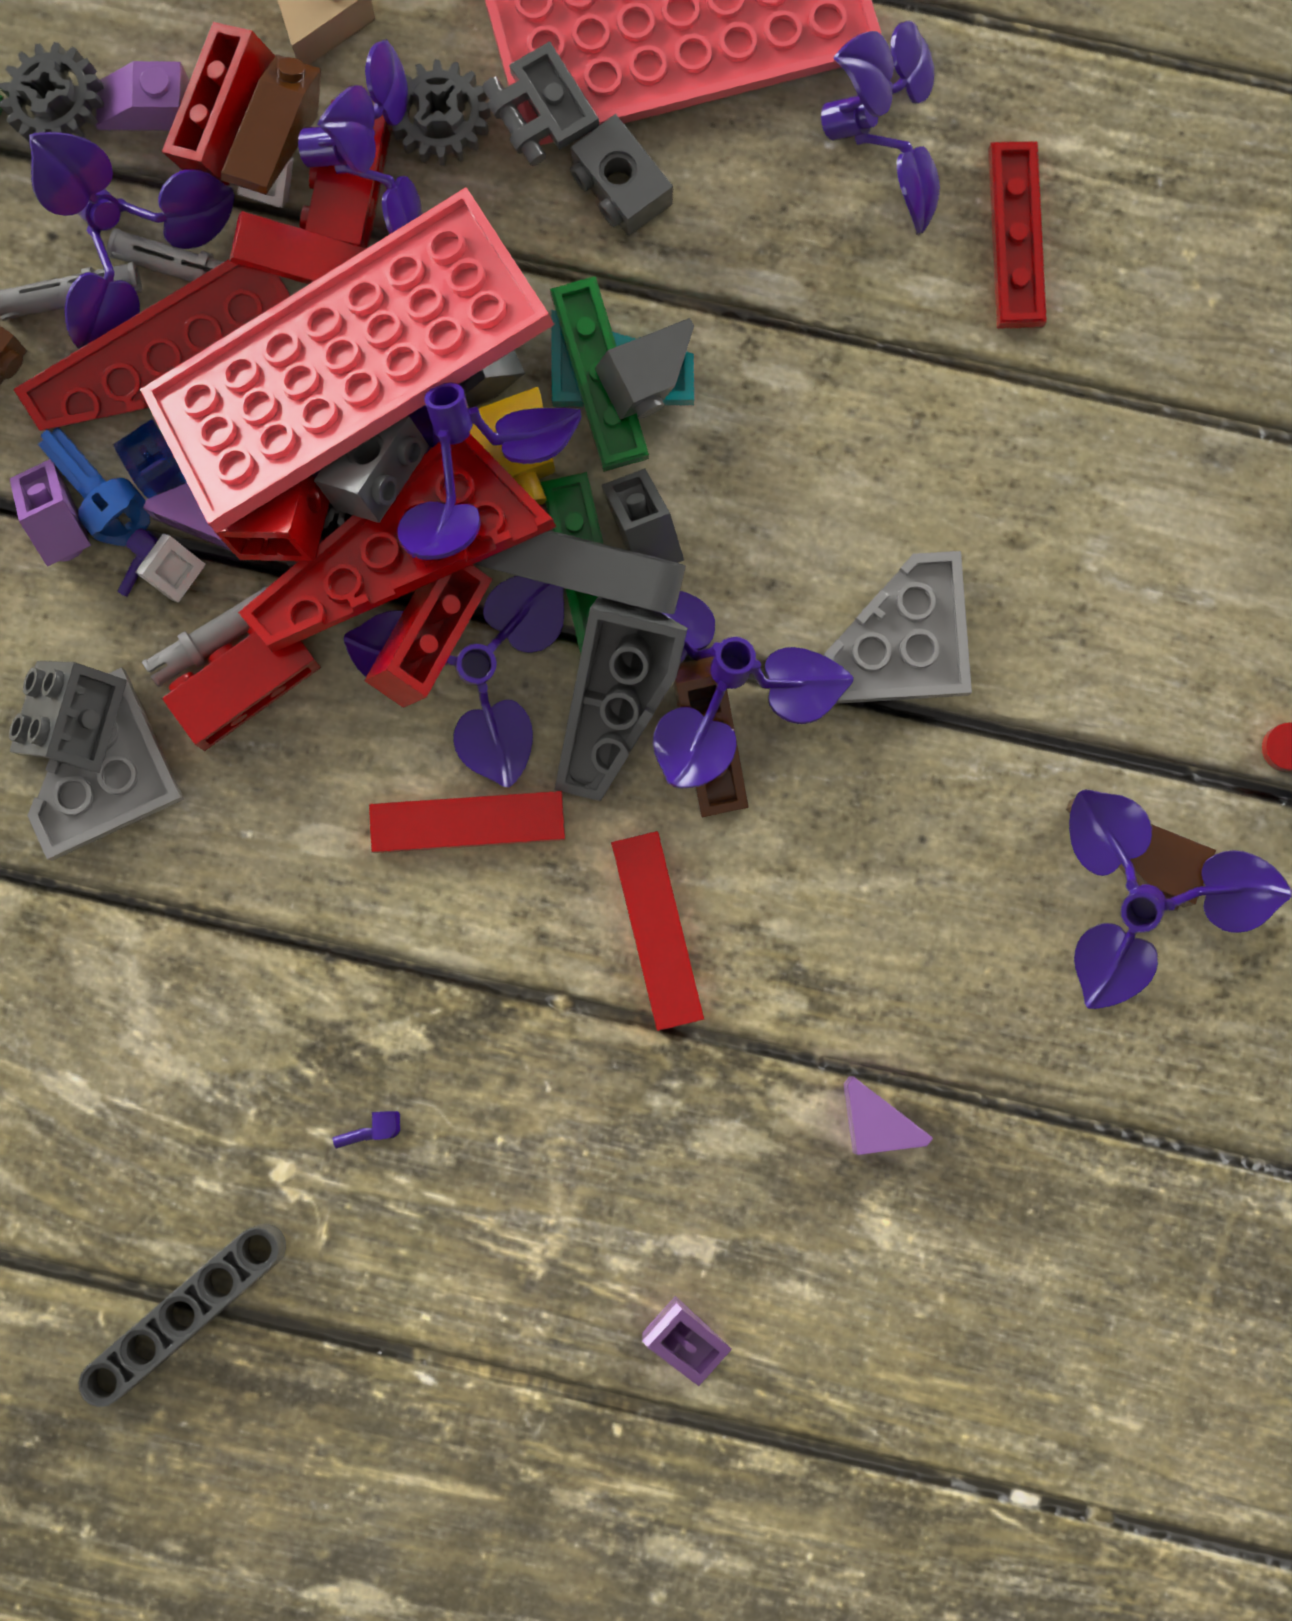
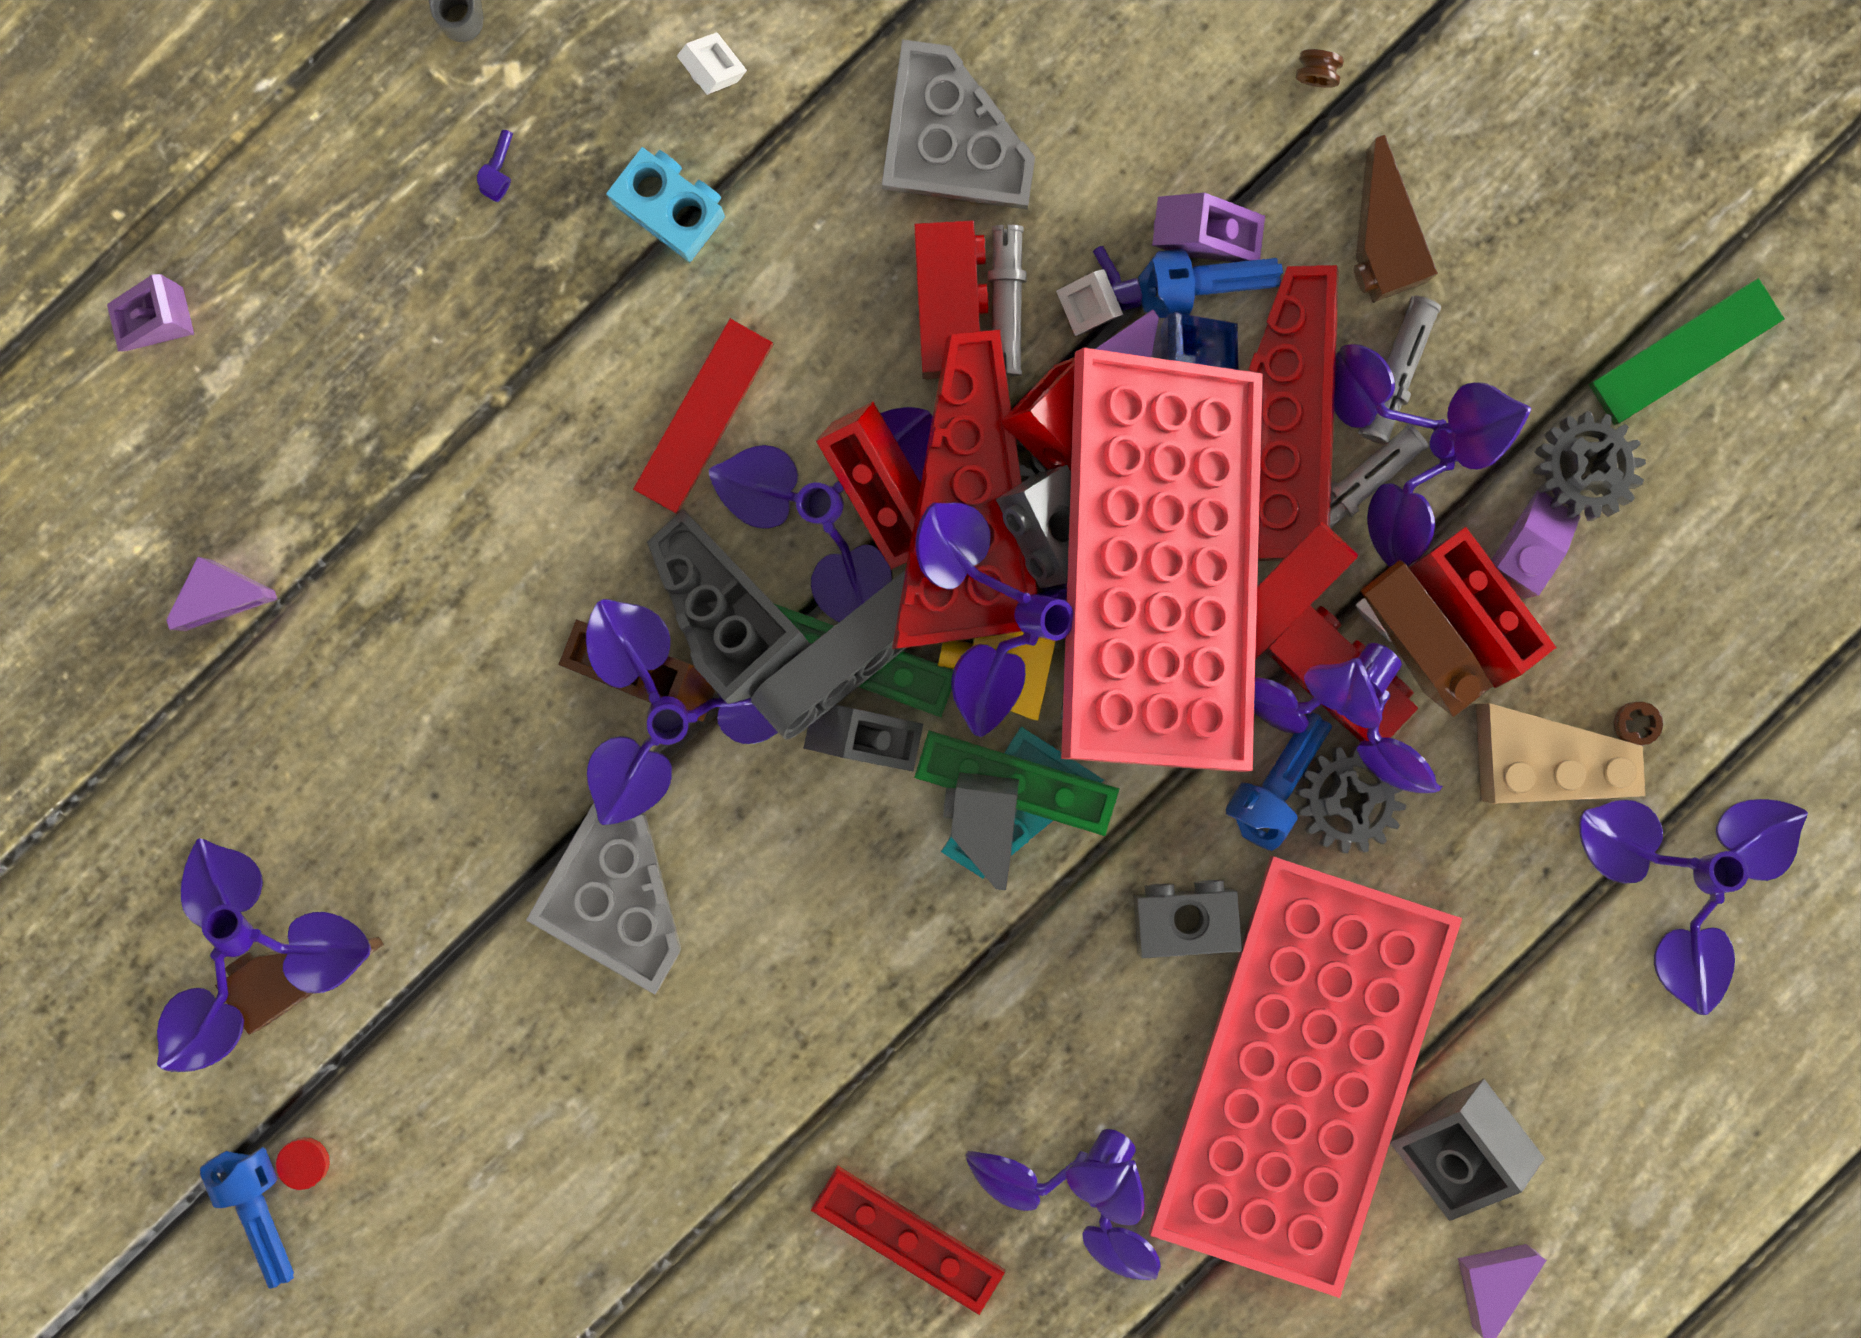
camera: 125 degrees right, 5 degrees up
(67, 714) = (1014, 131): dark grey bracket -> none
(167, 1005) = (711, 63): none -> white plate
(322, 964) = (659, 212): none -> medium azure brick
(494, 170) = (1266, 806): none -> blue piece
(552, 95) = (1294, 906): dark grey plate -> none
(657, 931) = (504, 517): red tile -> none

